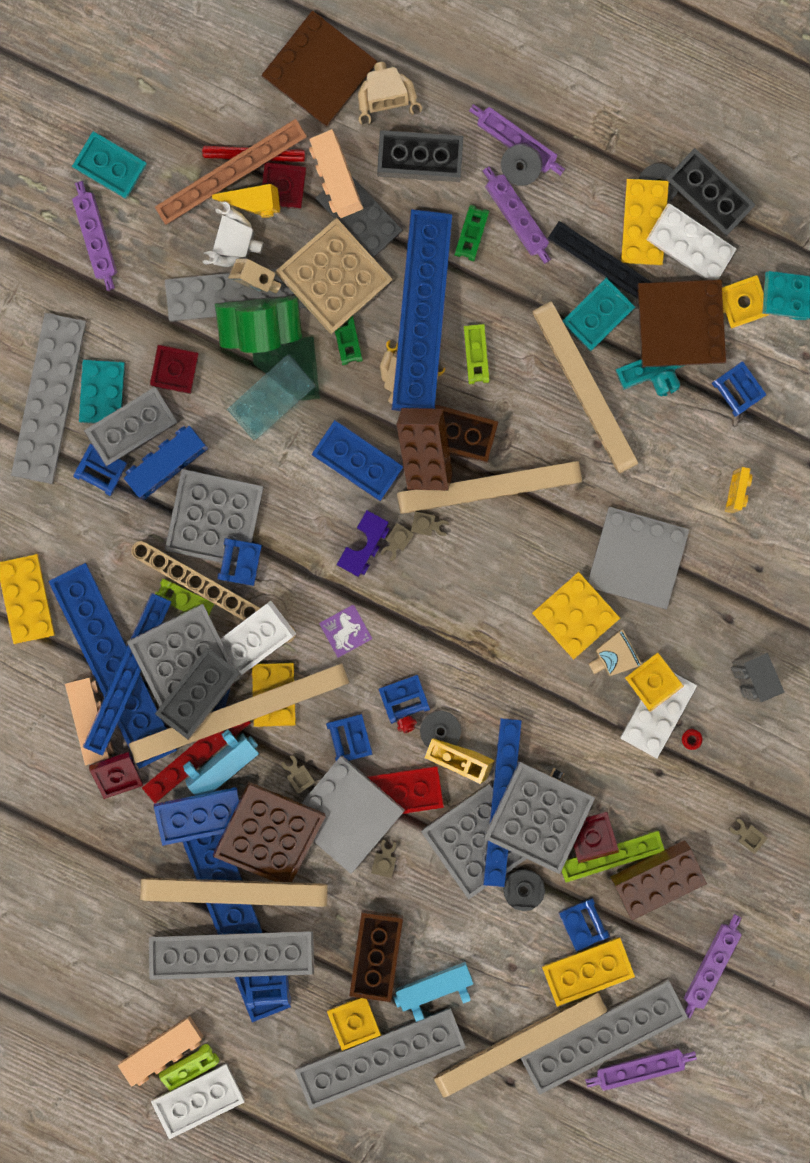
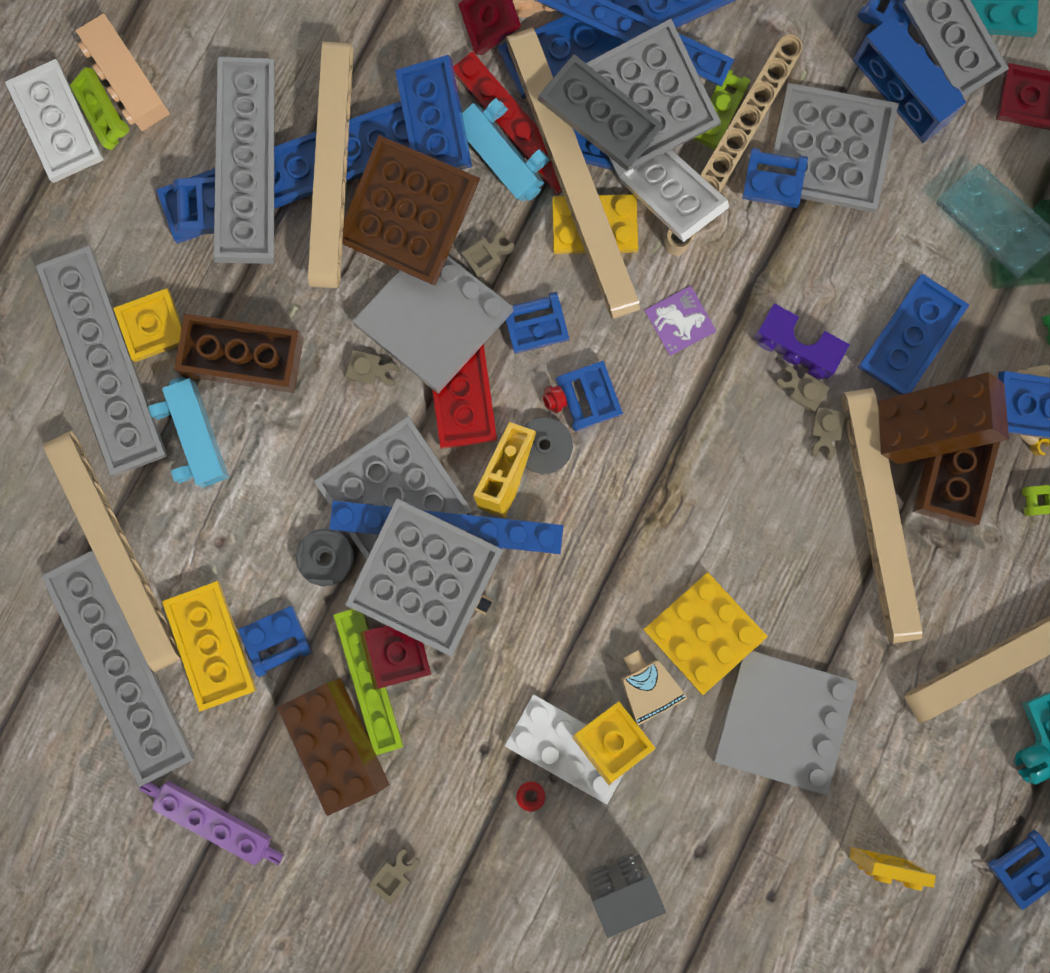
camera: 90 degrees right, 5 degrees down
(641, 1069) = (70, 719): medium lavender plate -> none

